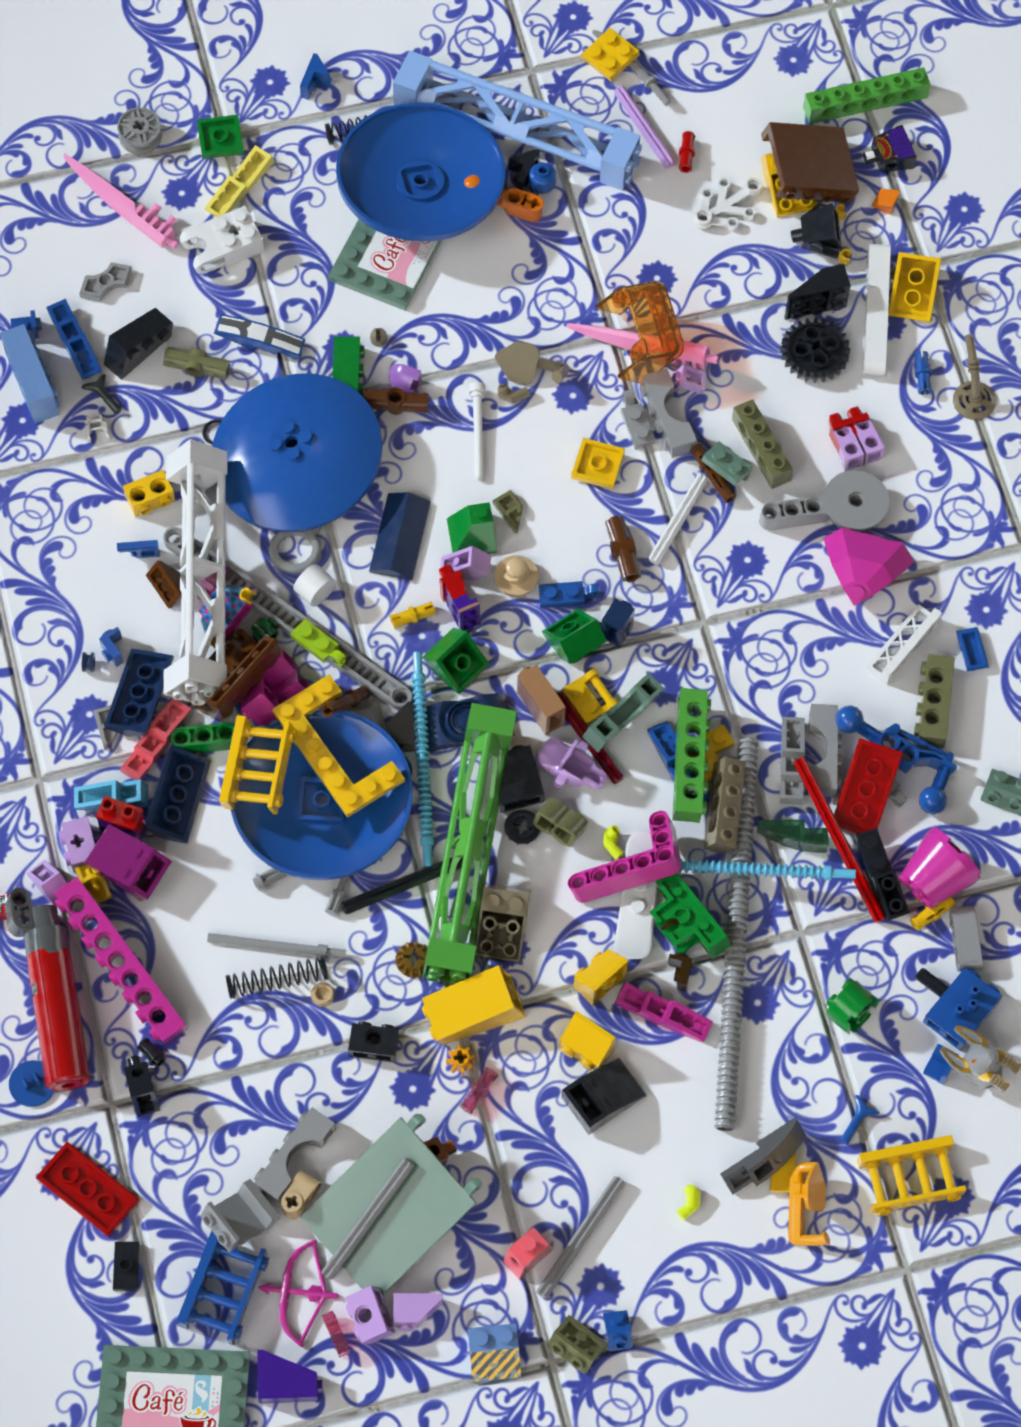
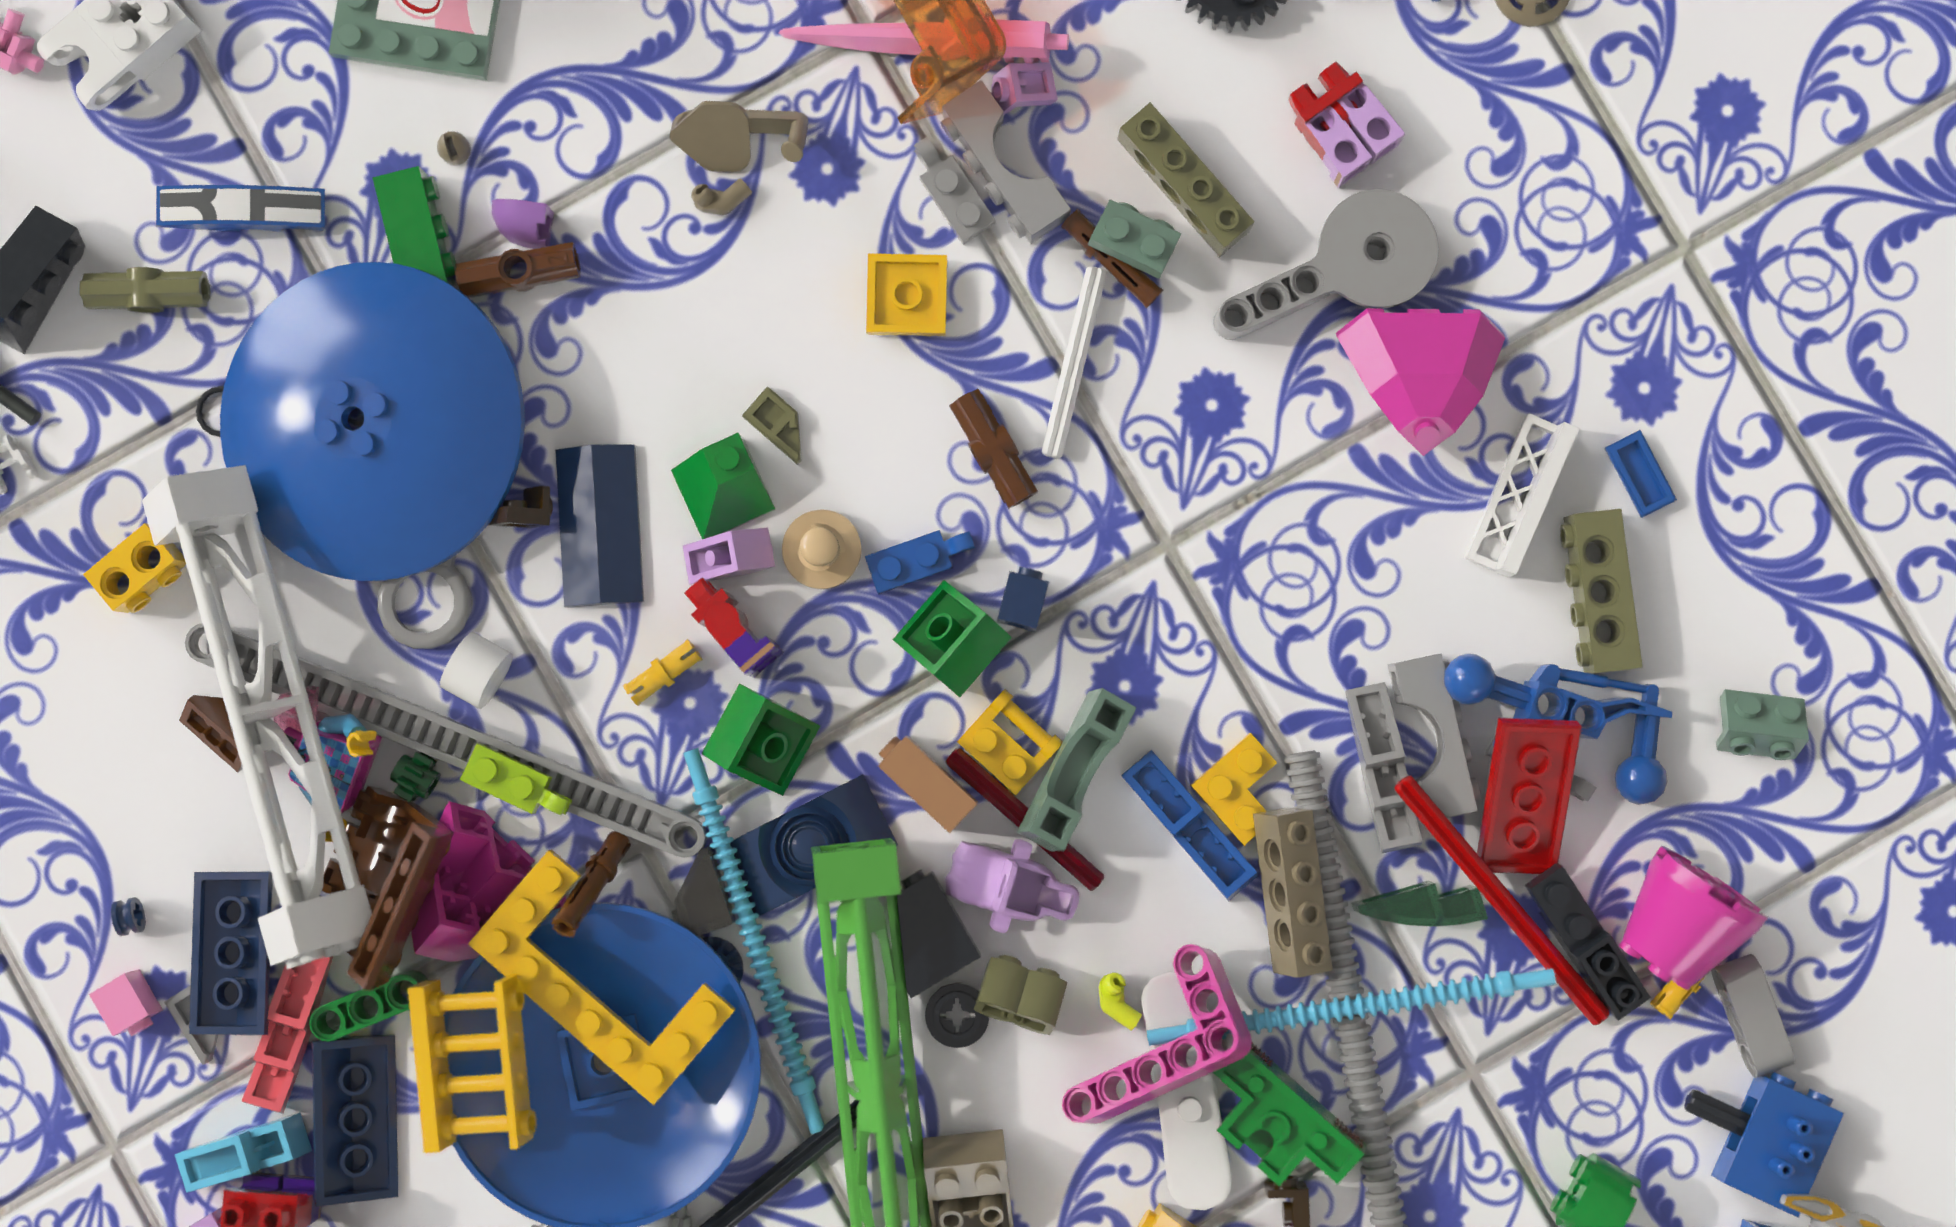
camera: 10 degrees left, 20 degrees up
(73, 704) = (126, 1003): none -> bright pink brick
(108, 642) = (158, 885): blue bracket -> none
(140, 549) = (151, 681): blue tile -> none
(363, 516) = (526, 513): none -> dark brown bracket
(477, 391) = (657, 212): white piece -> none
(683, 807) = (1222, 924): bright green brick -> none

